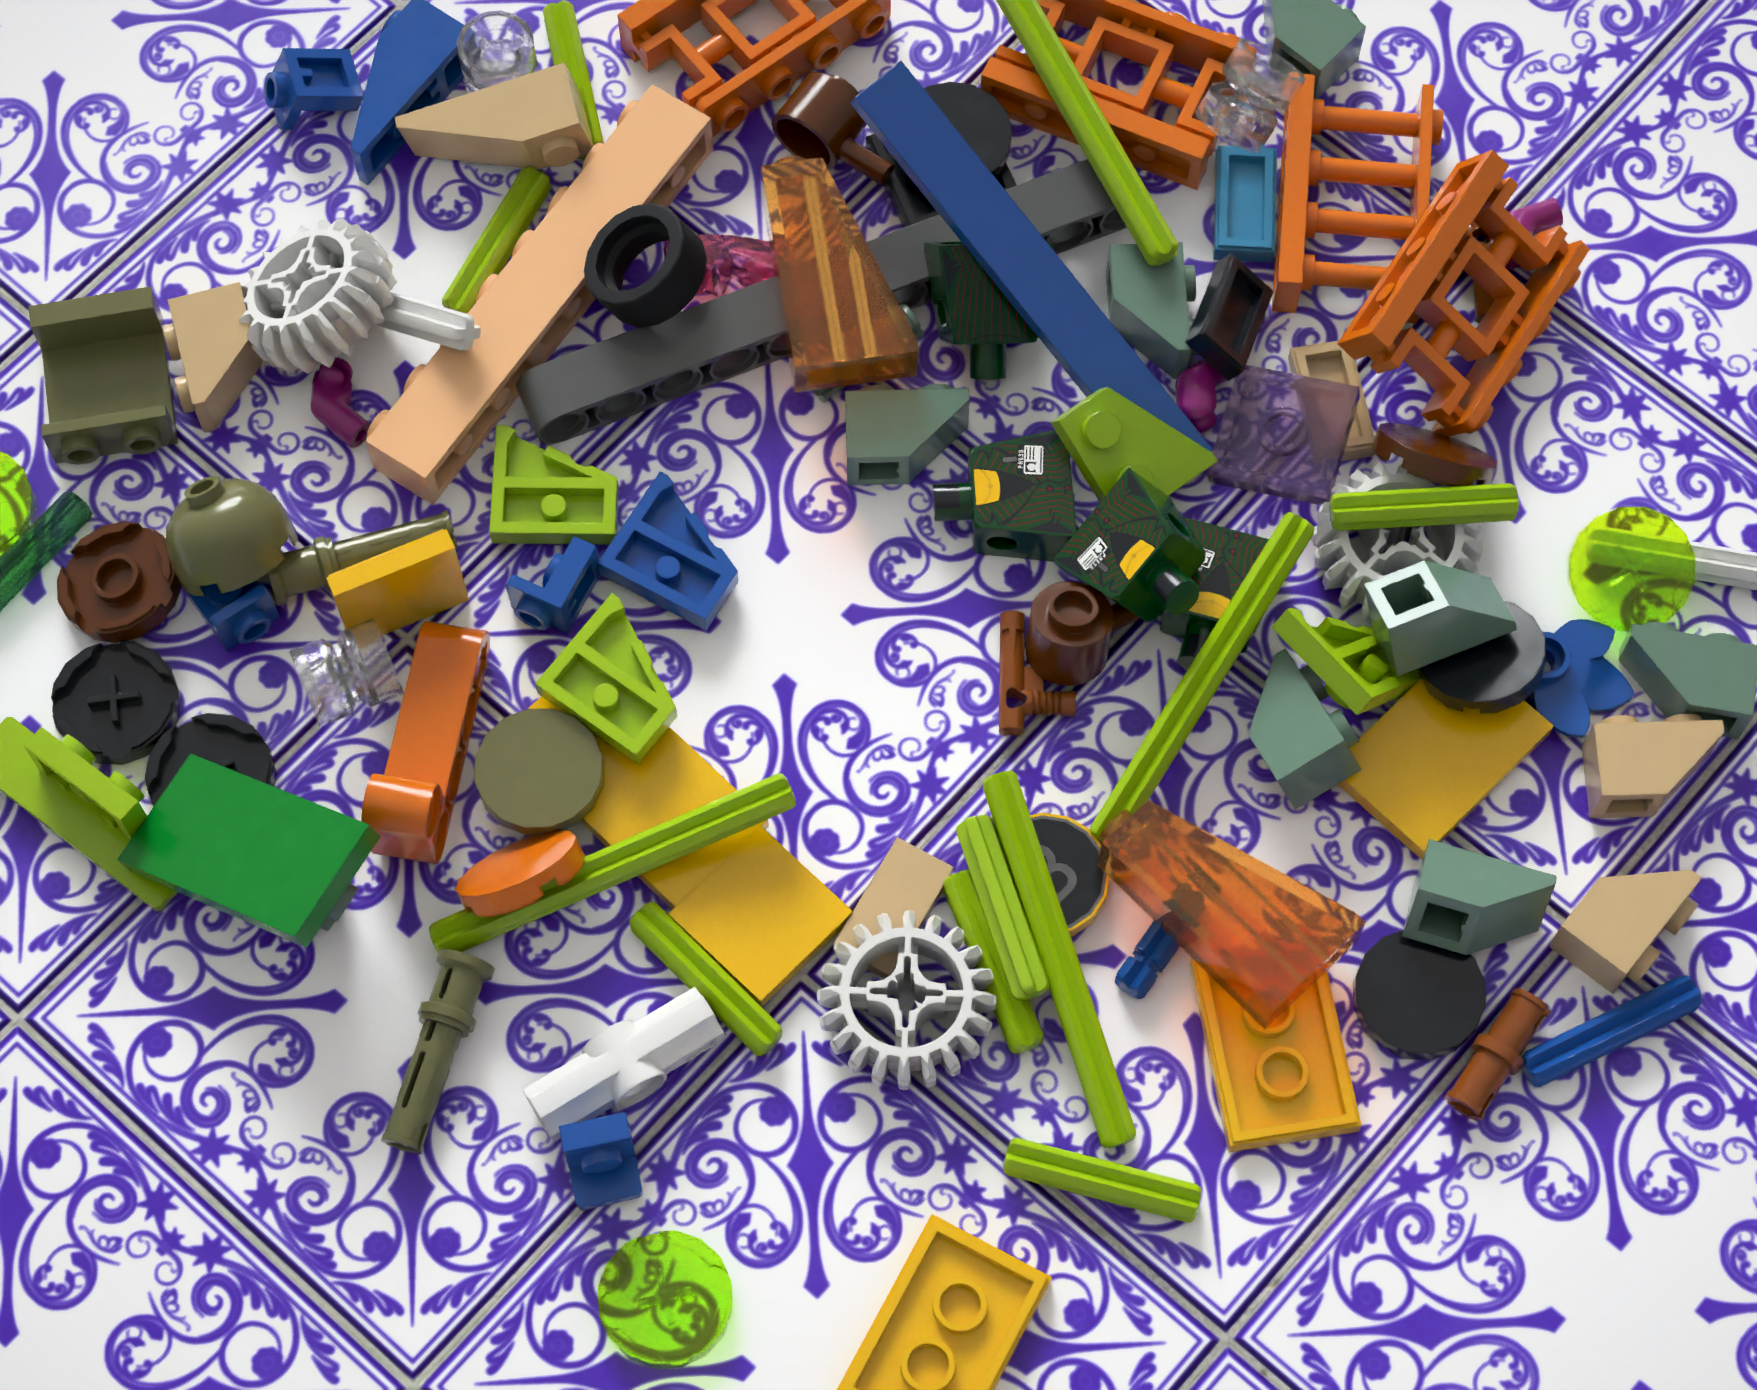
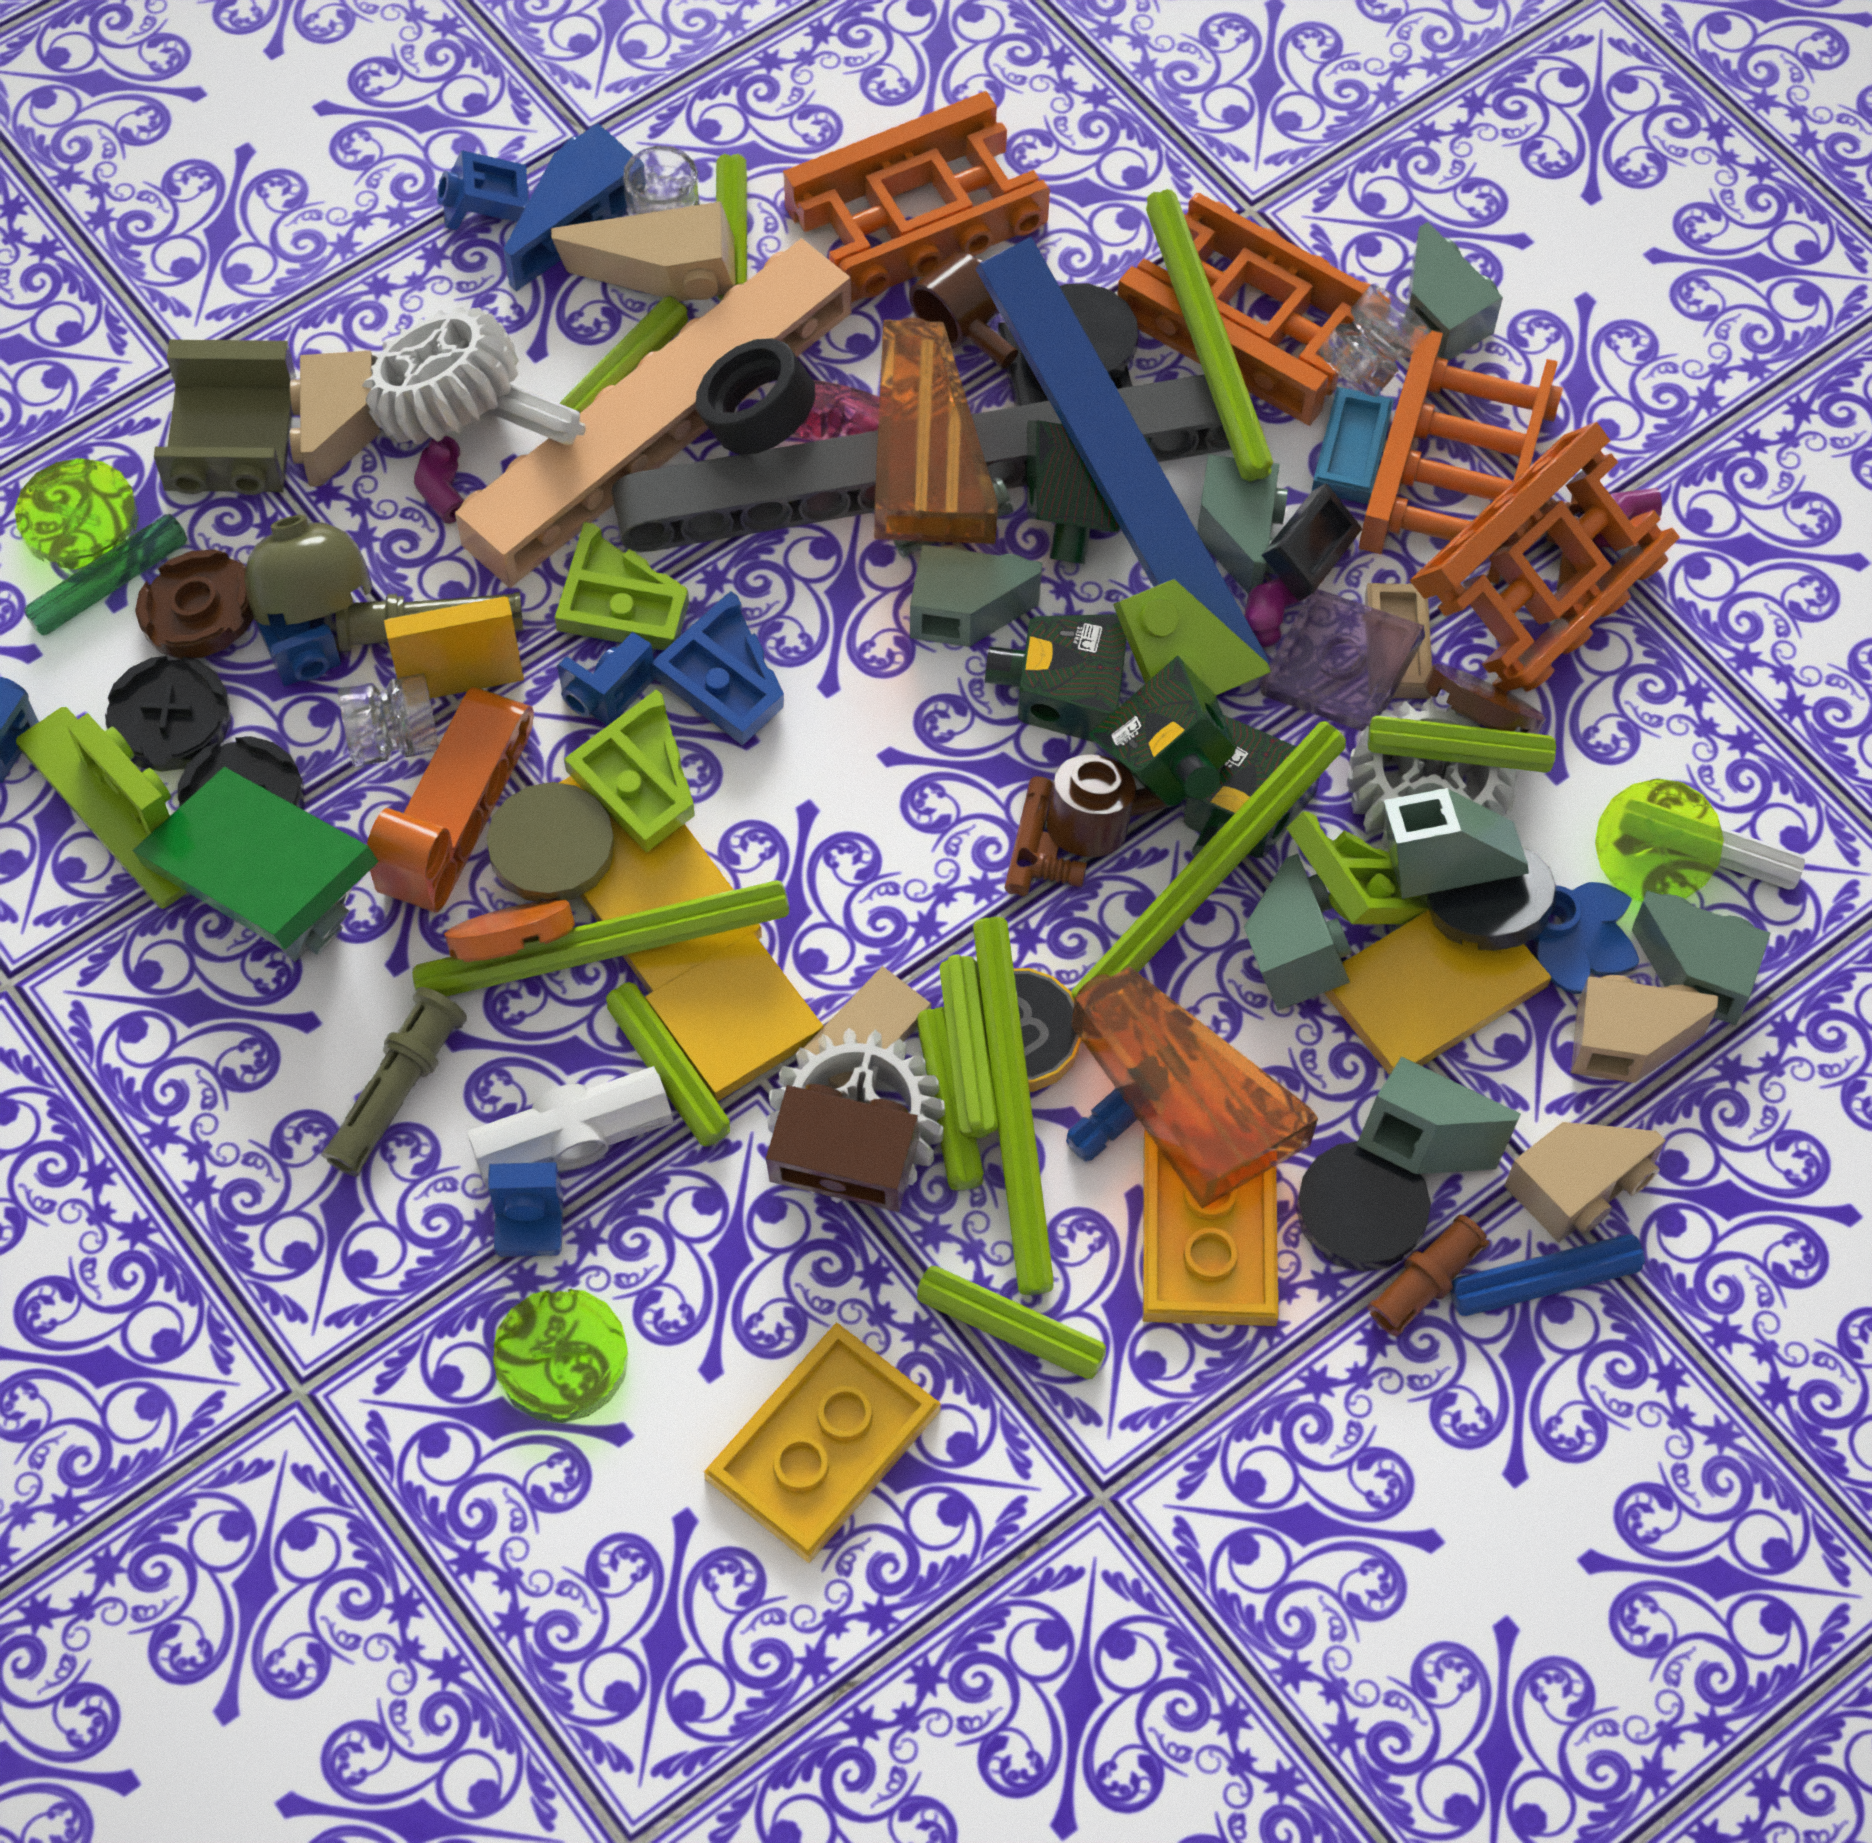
camera: 10 degrees right, 5 degrees down
(907, 1040) = (843, 1146): none -> reddish brown brick

